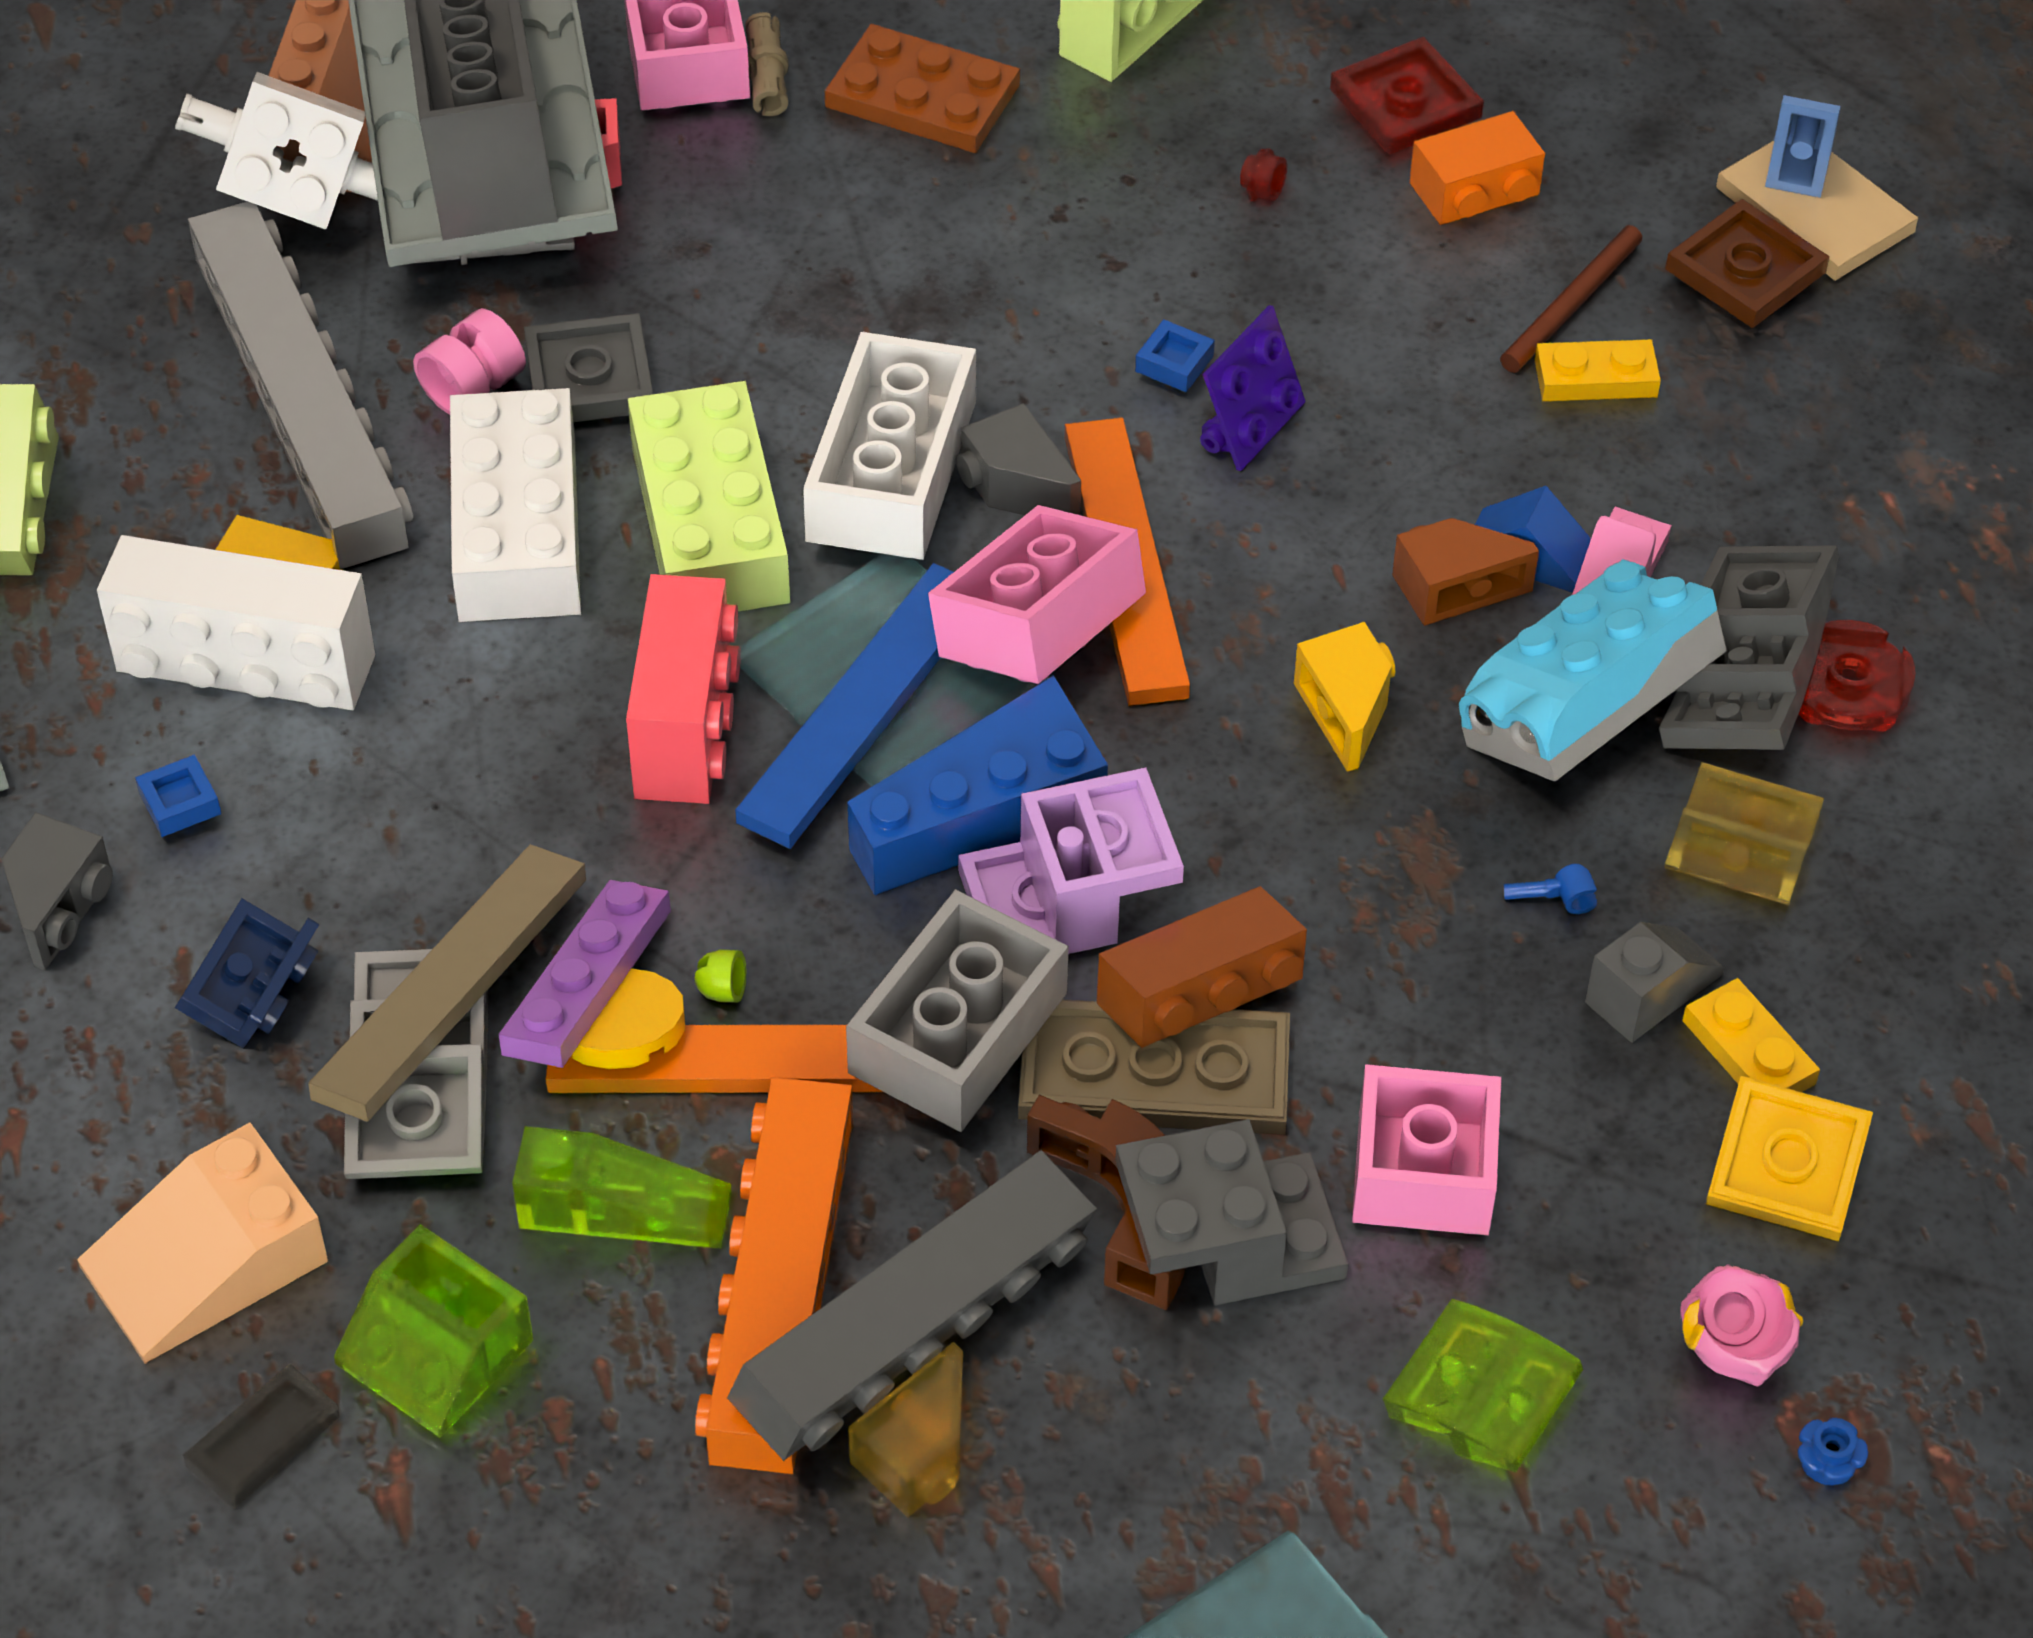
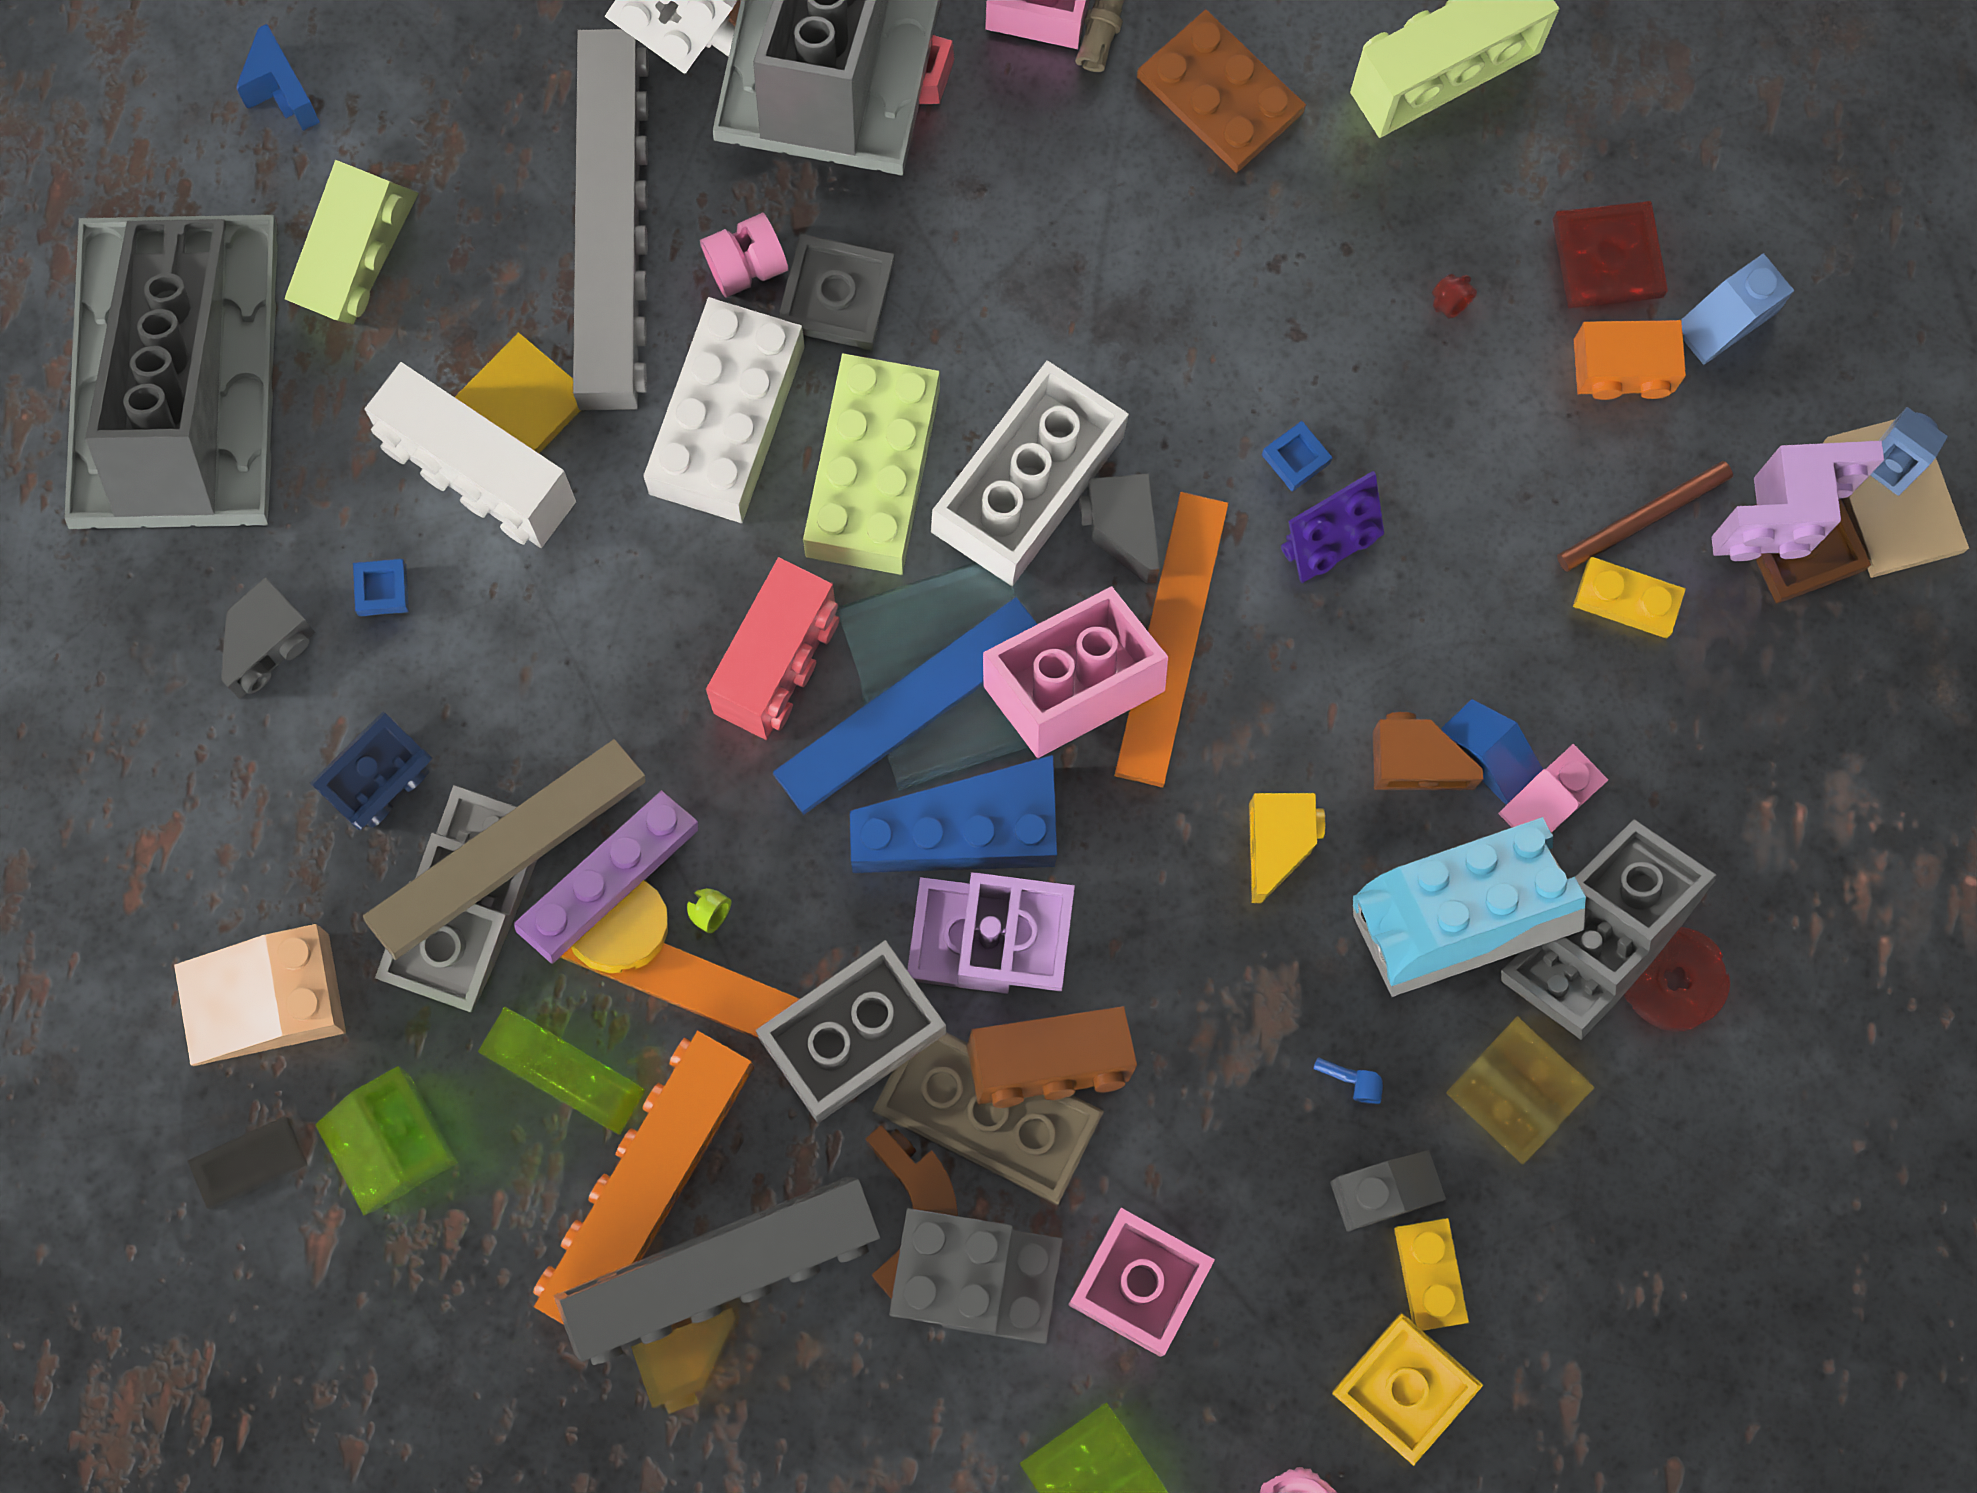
camera: 20 degrees right, 25 degrees up
(1565, 92) = (1735, 308): none -> medium blue slope
(1721, 201) = (1796, 499): none -> lavender bracket

